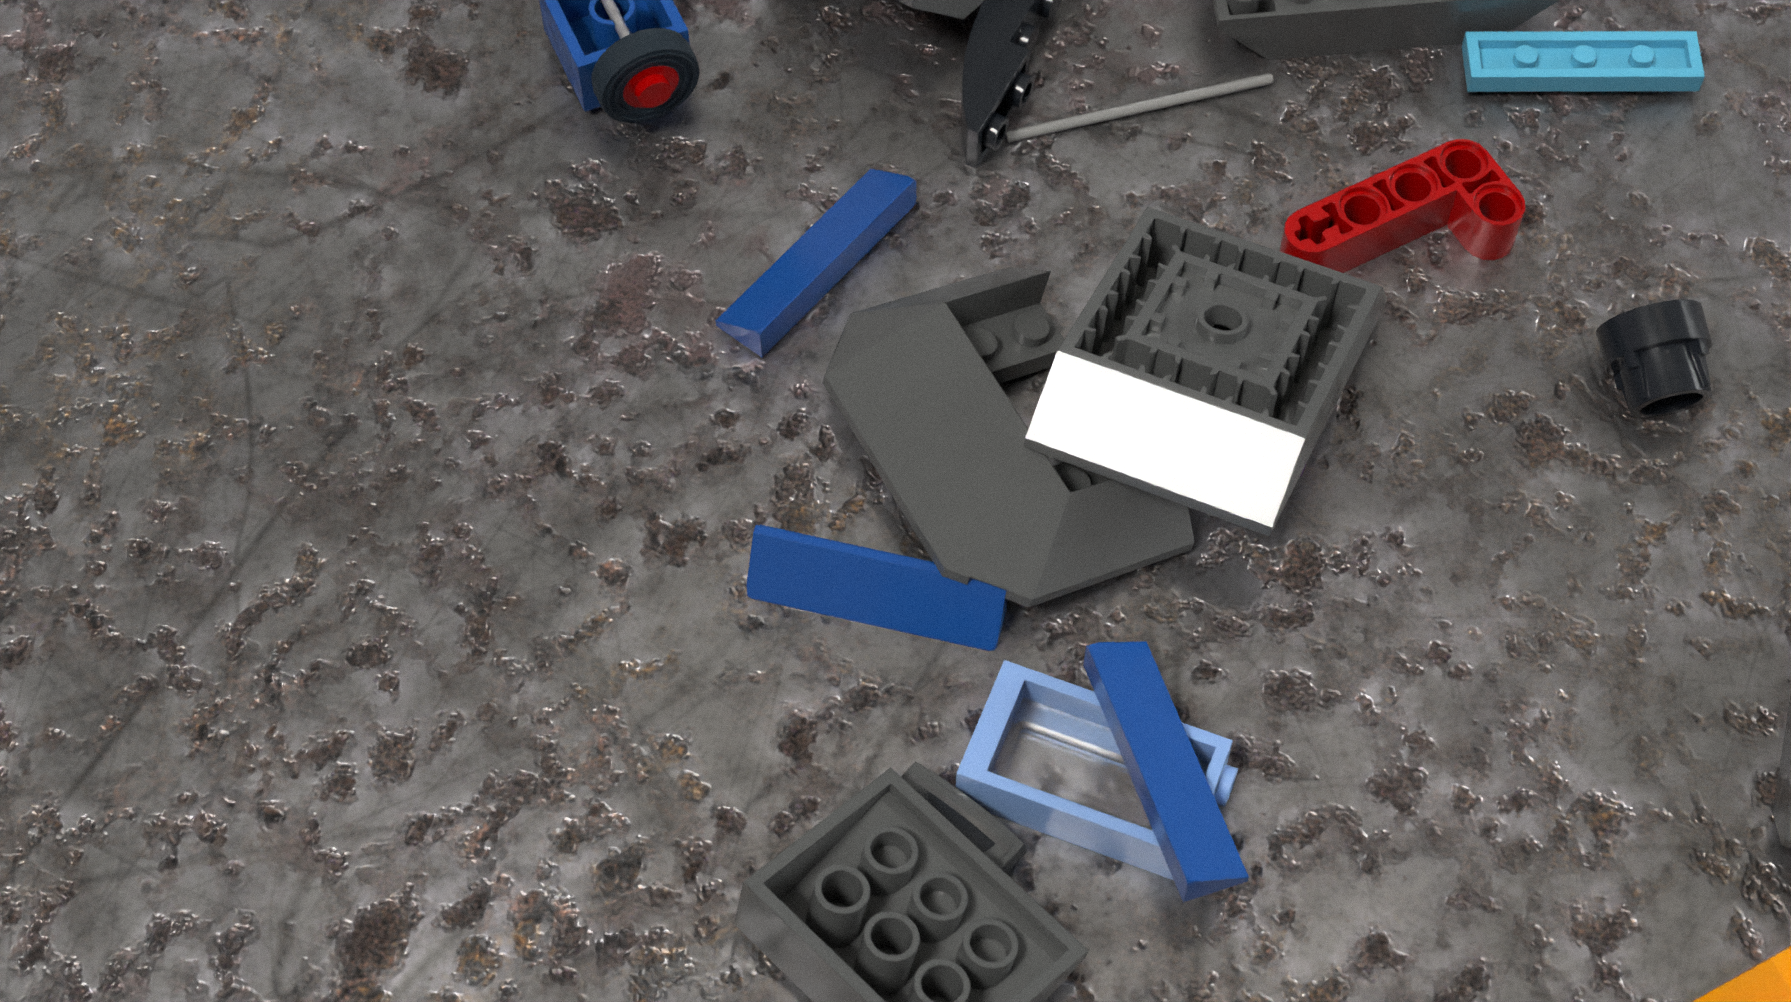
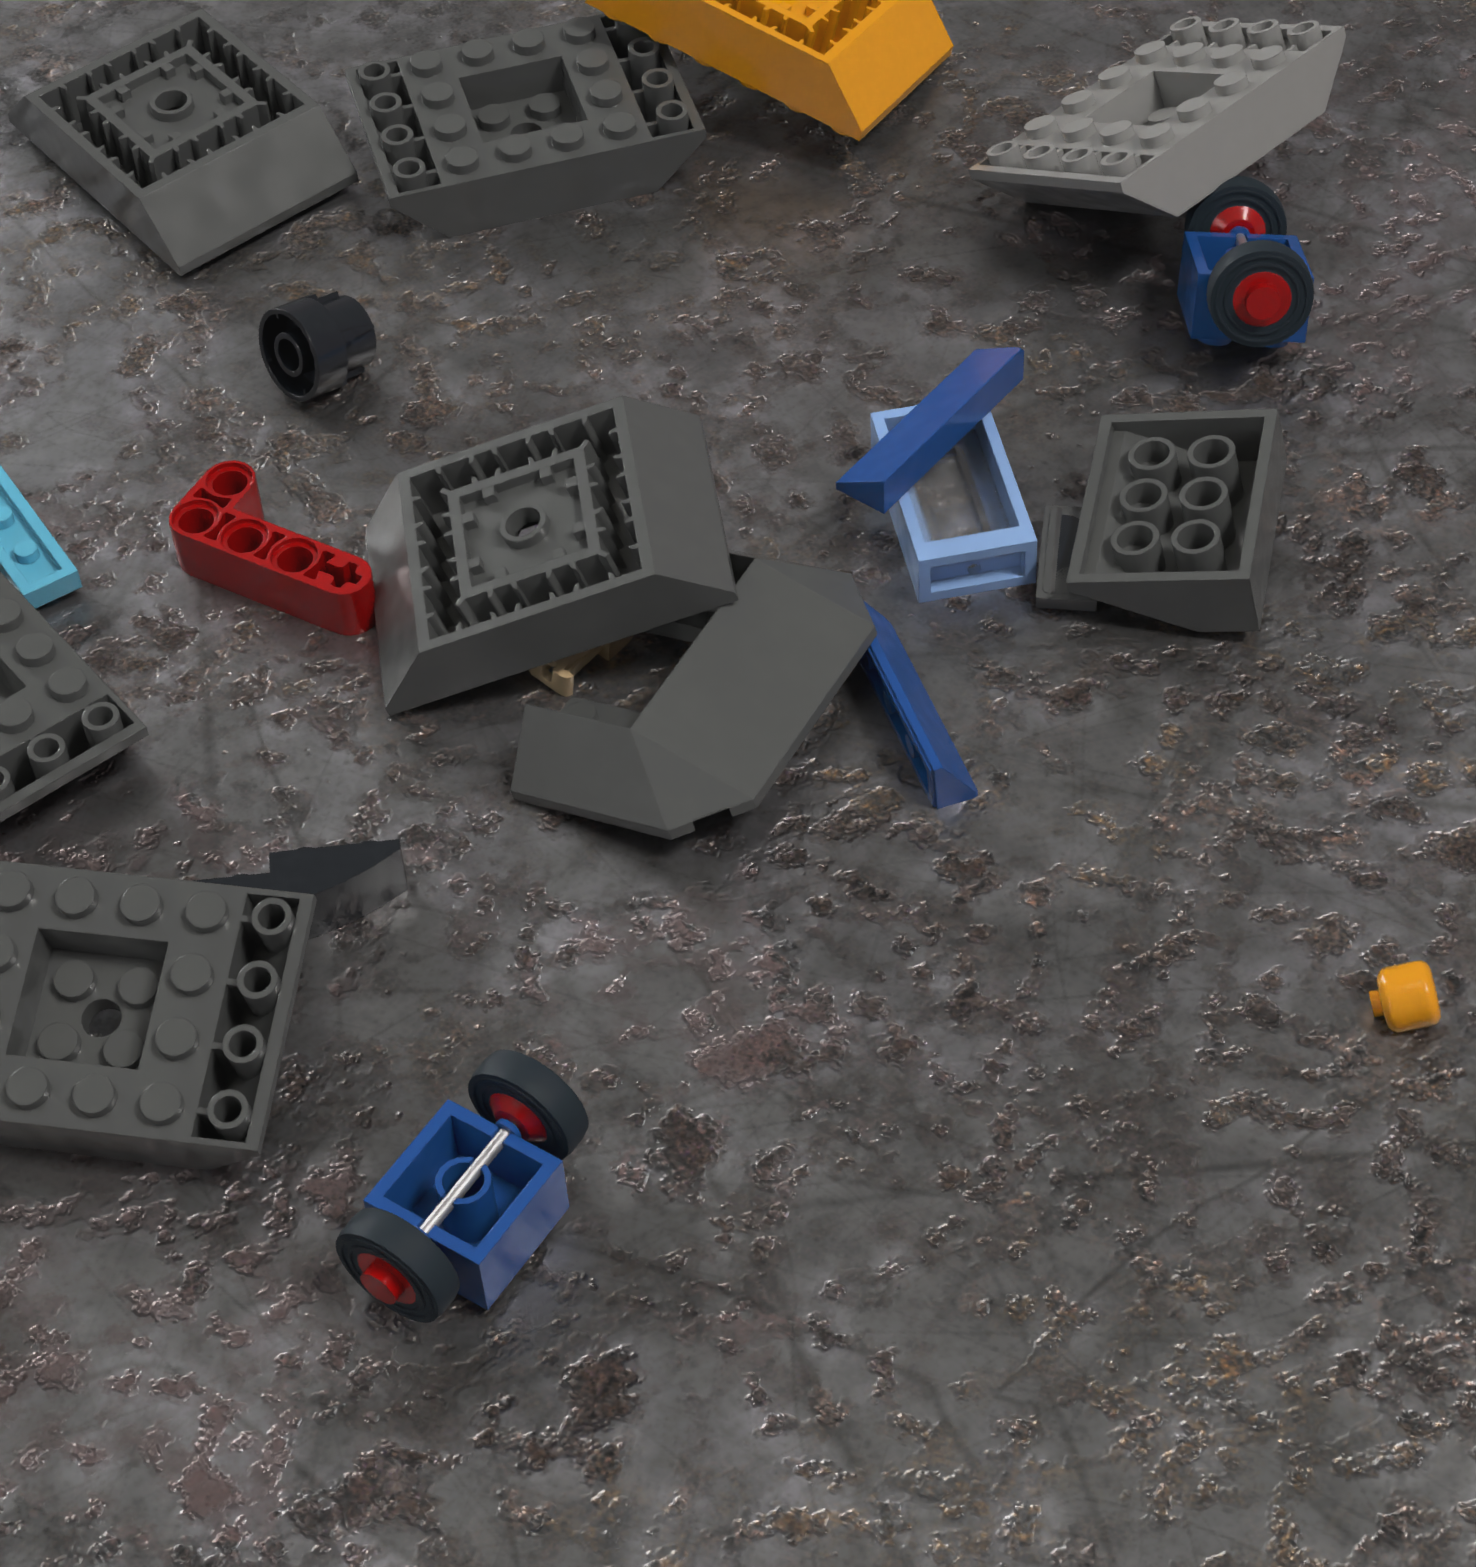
camera: 120 degrees left, 10 degrees down
(273, 749) = (1406, 997): none -> light orange piece
(818, 260) = (606, 917): blue slope -> none
(1138, 107) = (236, 784): light grey piece -> none

